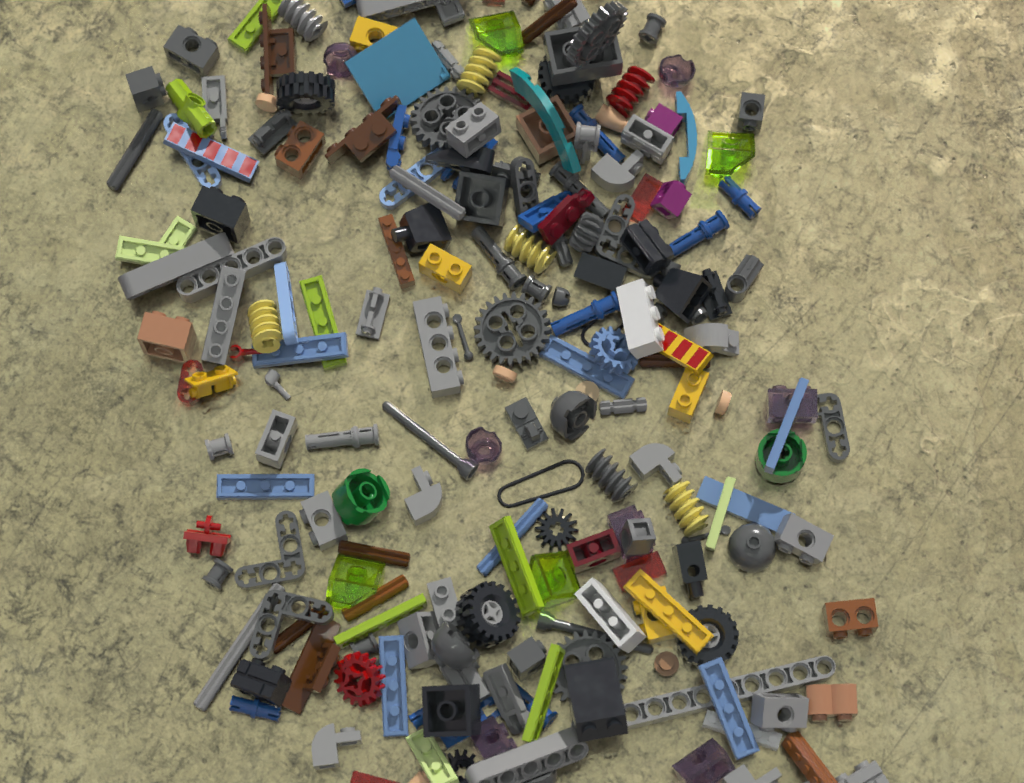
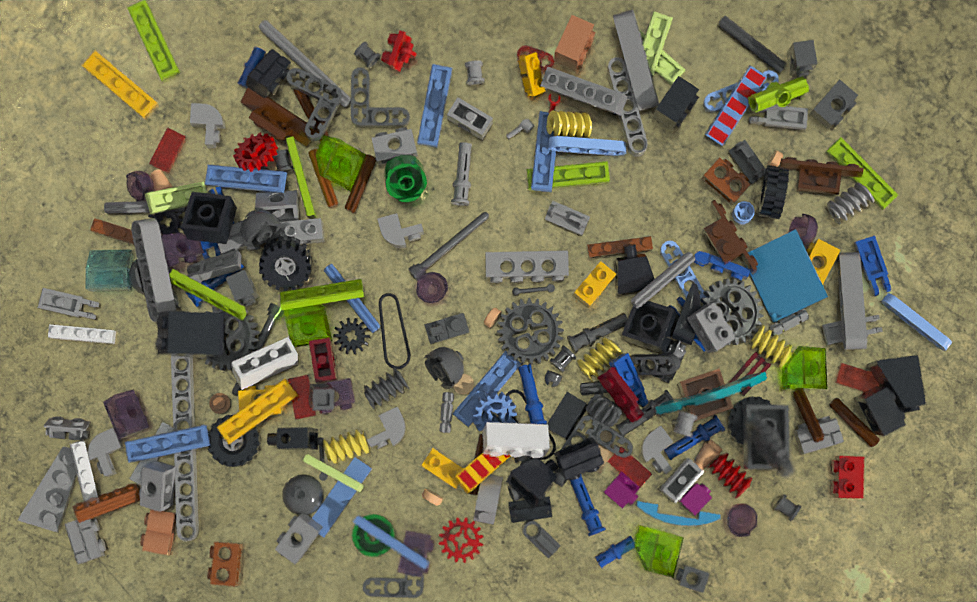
camera: 100 degrees right, 10 degrees up
(330, 121) = (746, 212): none -> light blue wheel
(773, 362) = (470, 542): none -> red gear

